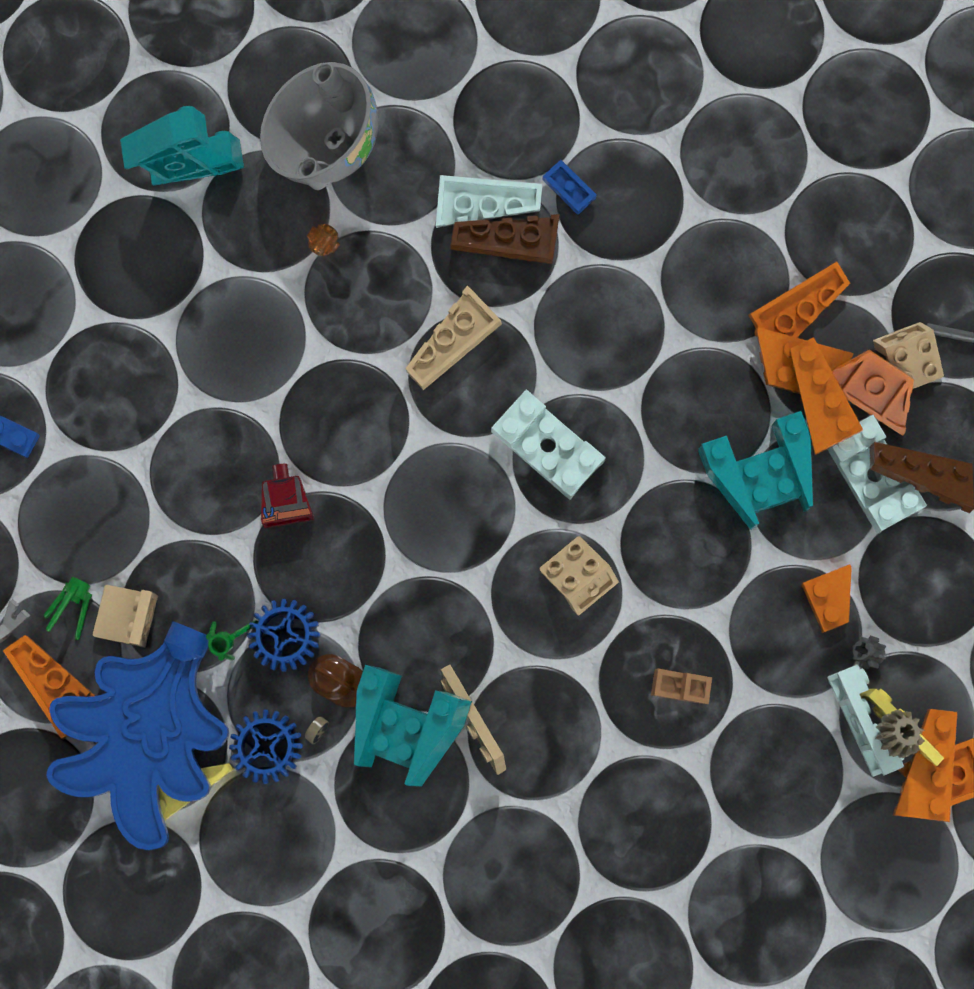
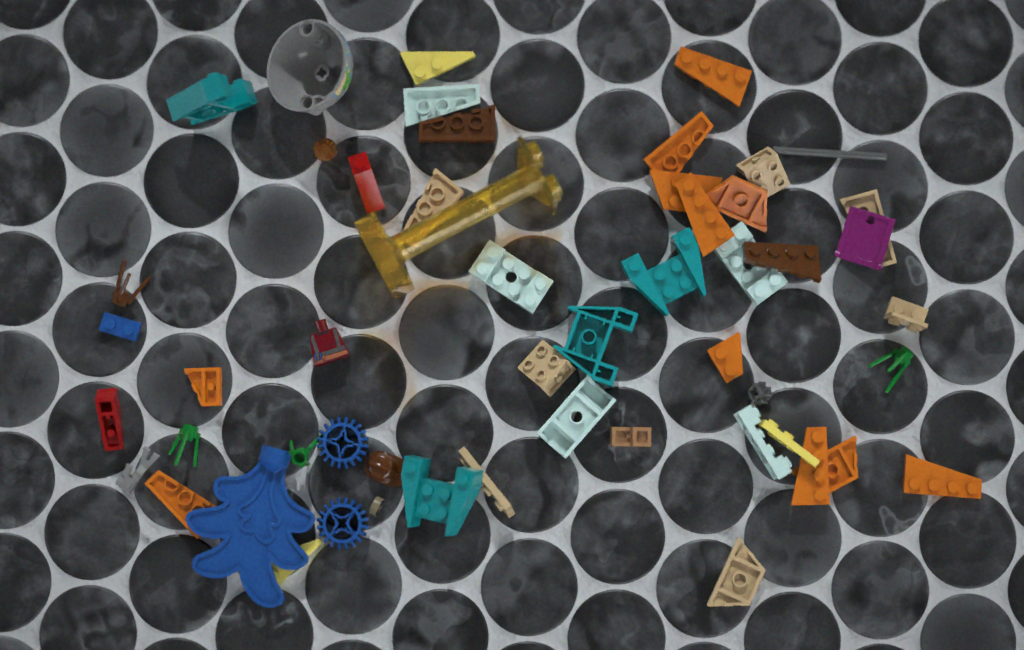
camera: 10 degrees left, 5 degrees up
(16, 393) = (121, 296): none -> reddish brown plant
(112, 529) = (207, 384): none -> orange wing
(125, 615) = (227, 445): tan bracket -> none
(371, 291) = (366, 182): none -> red slope
(392, 383) = (393, 251): none -> clear yellow piece
(478, 151) = (428, 65): none -> light yellow wing
(569, 187) = (499, 82): blue plate -> none
(586, 662) = (566, 434): none -> light aqua piece
(645, 541) = (590, 338): none -> teal wedge
(806, 907) = (738, 578): none -> tan wing
(864, 219) = (716, 74): none -> orange wing
(900, 734) = (791, 446): dark tan gear -> none

